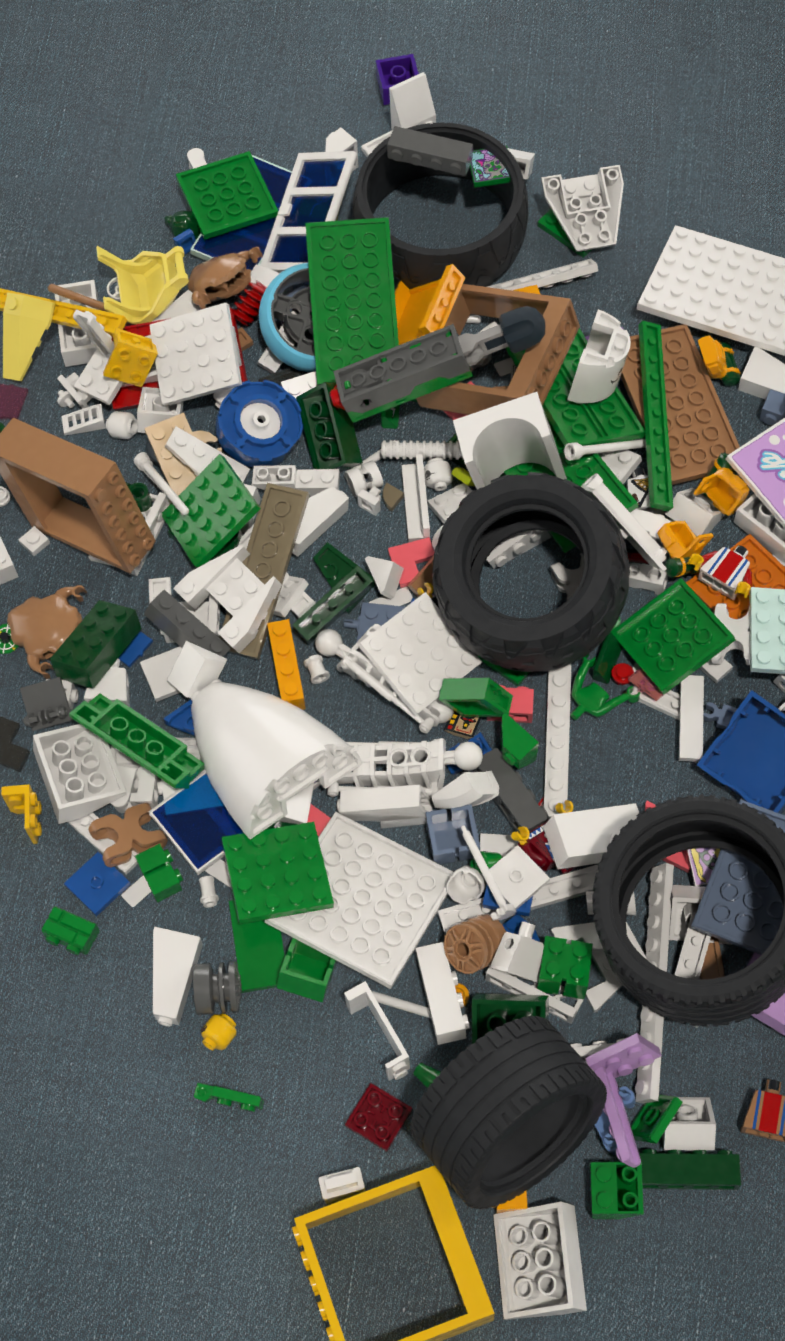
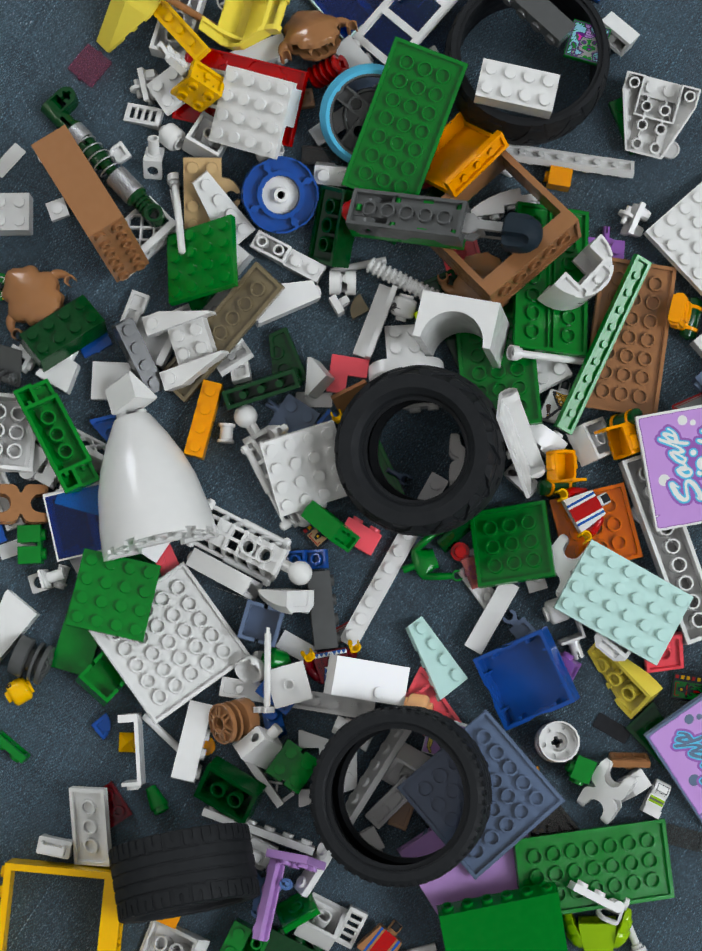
camera: 20 degrees right, 20 degrees up
(112, 448) = (153, 158): none -> white bracket
(193, 898) = (46, 579): none -> white bracket
(330, 1029) = (102, 726): none -> blue tile
(369, 1033) = (126, 742): none -> yellow slope
(371, 1136) = (90, 825): none -> white plate
(446, 219) = (516, 88): none -> white brick
(516, 743) = (343, 577): green slope -> none
(617, 302) = (631, 217): none -> white hips
(622, 237) = (673, 151): none -> white piece
(649, 782) = (440, 666): none -> light aqua wing
(732, 1113) = (358, 912): none -> white slope
(754, 681) = (552, 614): none -> white head

